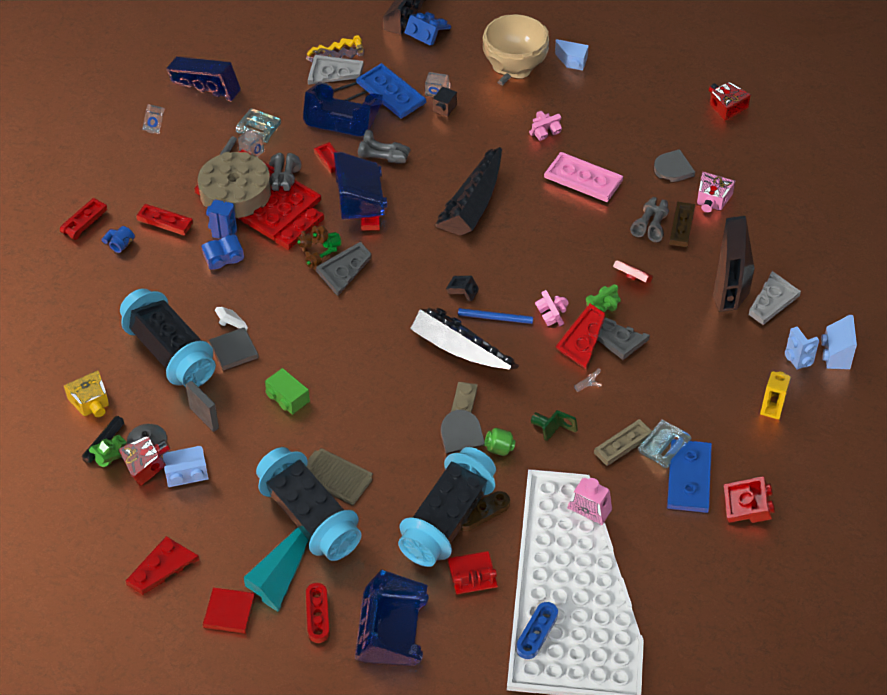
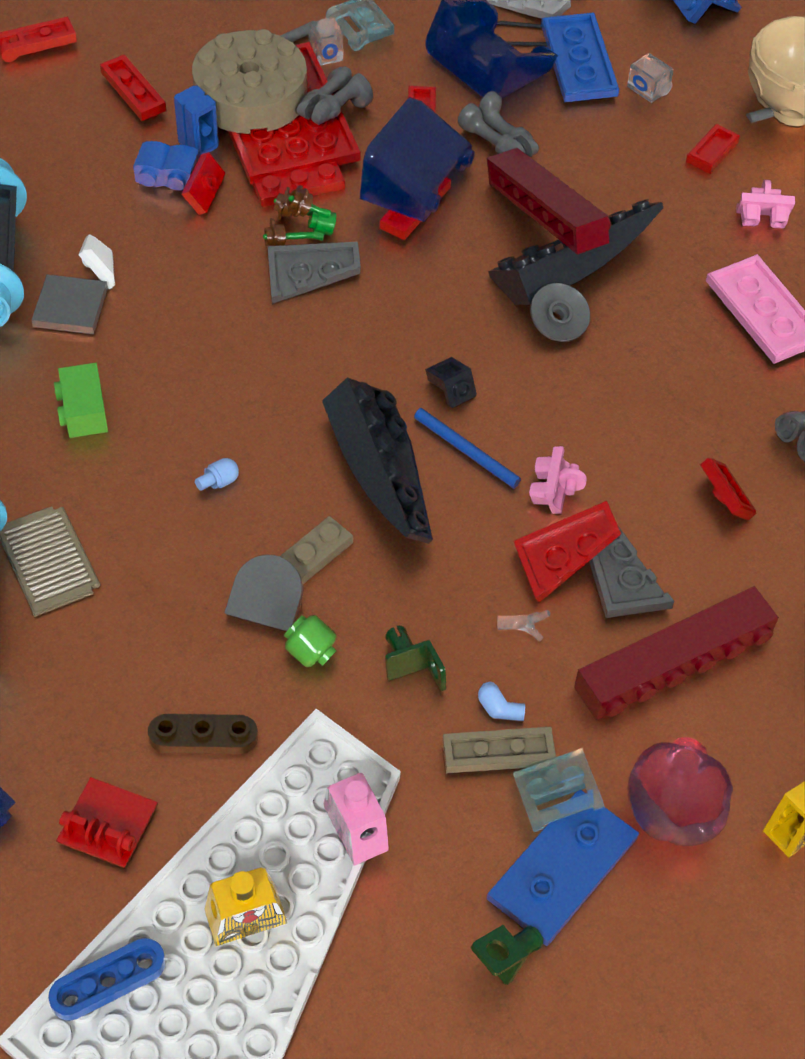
camera: 30 degrees right, 5 degrees up
(119, 238) = (54, 85): blue piece -> none
(251, 251) = (203, 183): none -> red plate
(386, 391) = (218, 474): none -> light blue cylinder
(443, 173) = (548, 201): none -> dark red brick
(444, 101) = (643, 105): black brick -> none
(447, 507) = (138, 697): brick -> none
(489, 227) = (565, 302): none -> dark grey dish
(495, 108) = (712, 148): none -> red tile
(576, 560) = (243, 906): none -> yellow torso
(606, 299) = (647, 510): bright green hips -> none
(607, 424) = (496, 704): none -> light blue arm
(667, 358) = (675, 653): none -> dark red brick
(697, 521) = (506, 952): none -> dark green bracket
(719, 414) = (679, 792): none -> clear pink piece
(749, 500) = (623, 969): red plate -> none

